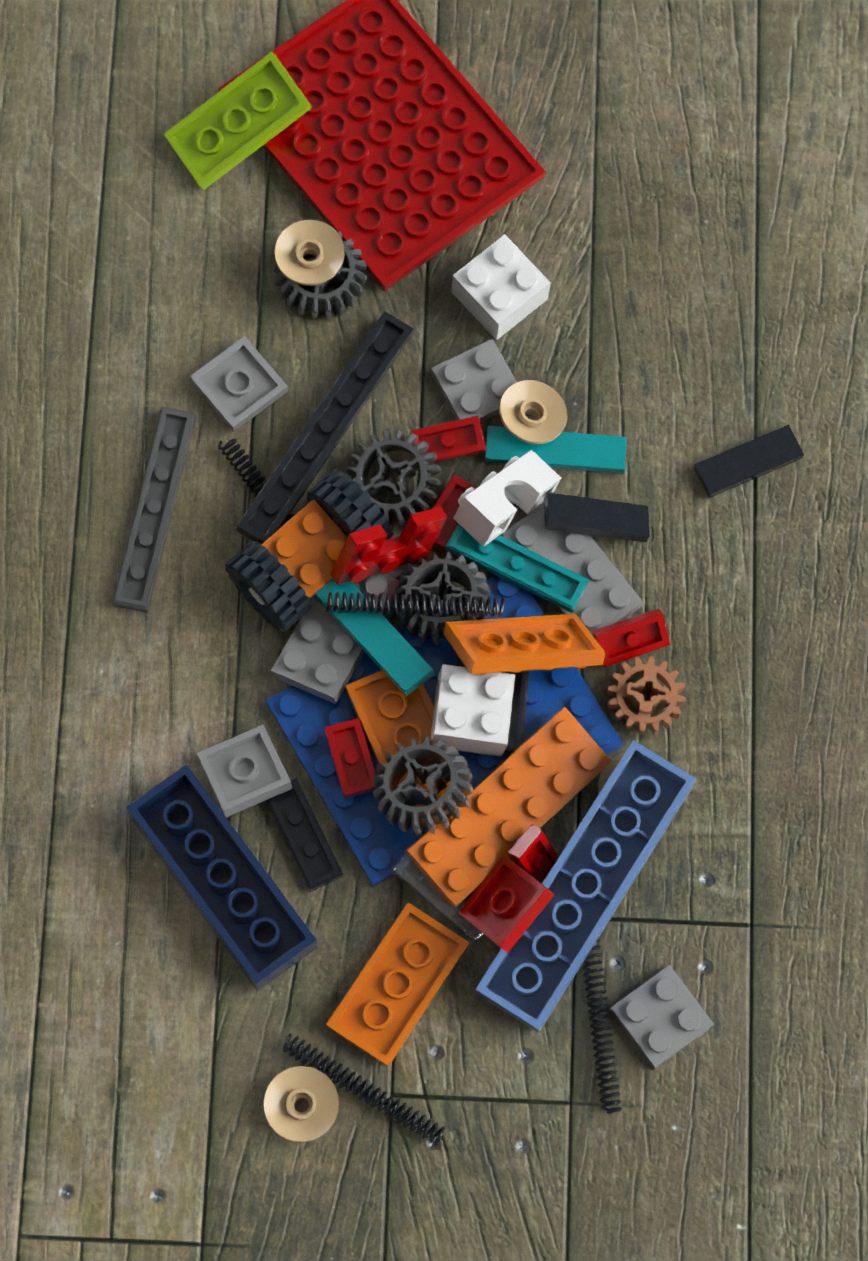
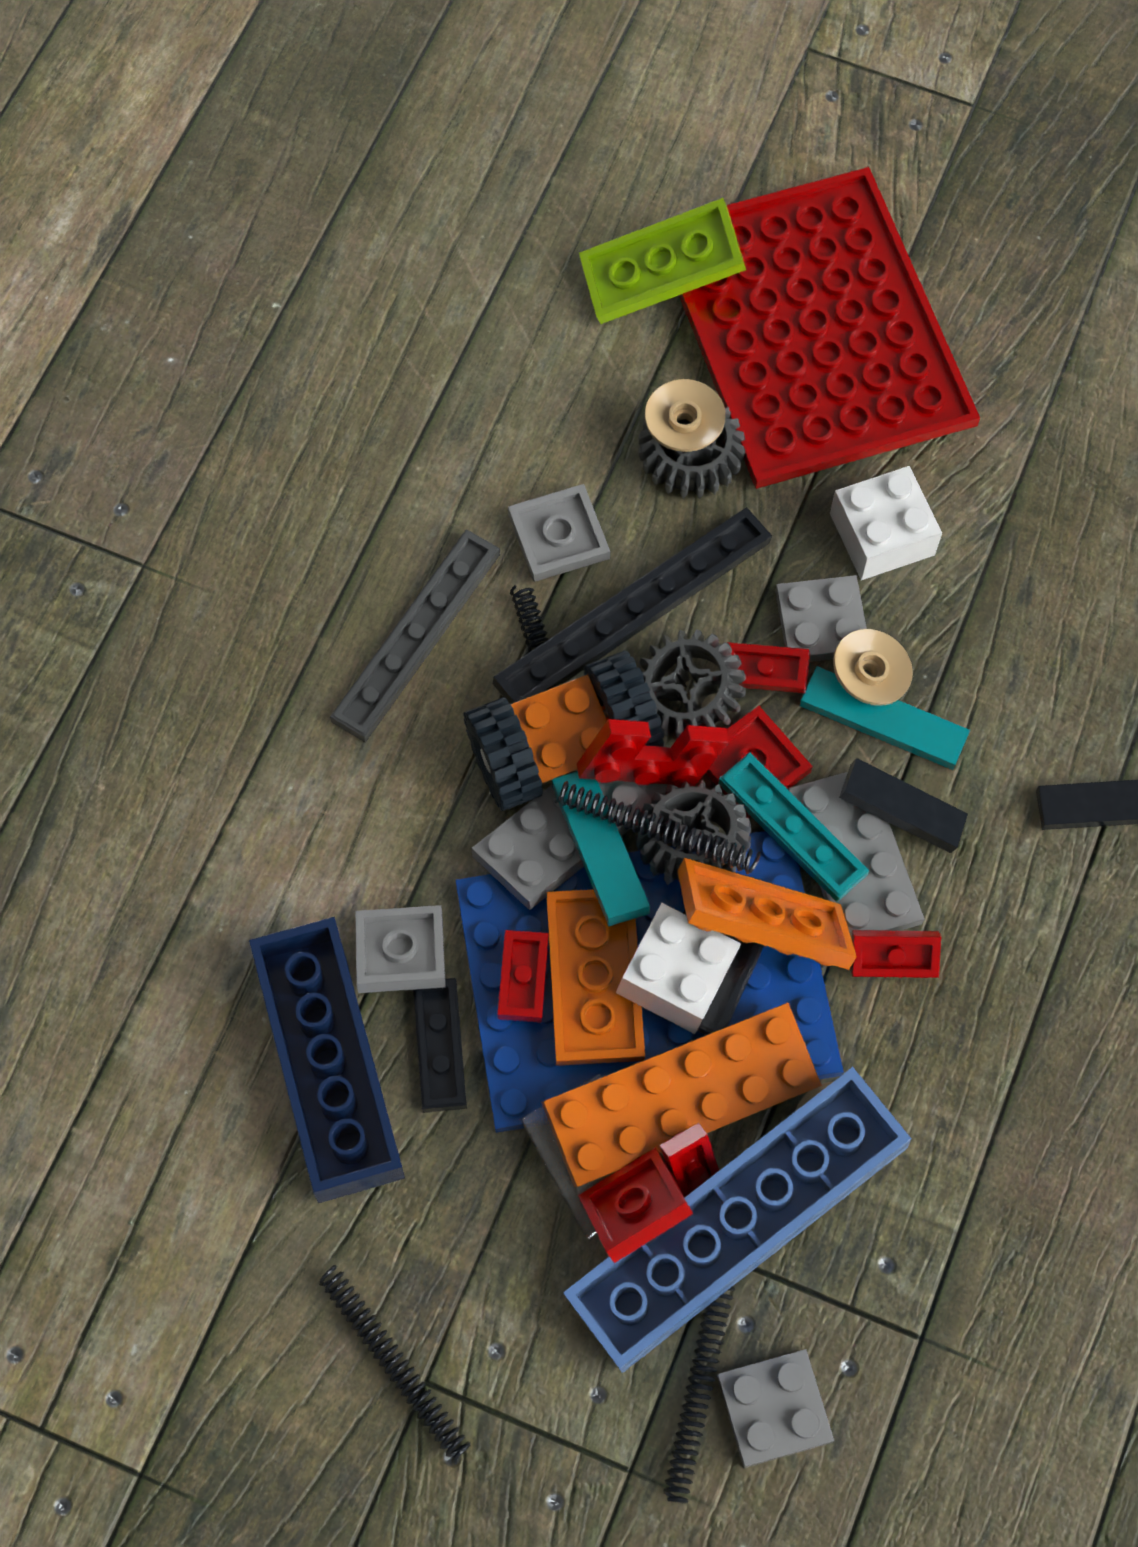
camera: 25 degrees right, 5 degrees down
(297, 1084) = (302, 1332): tan dish -> none
(397, 984) = (479, 1255): orange plate -> none
(444, 768) = (561, 1031): dark grey gear -> none
(488, 509) = (782, 750): white arch -> none
(632, 694) = (904, 1033): nougat gear -> none

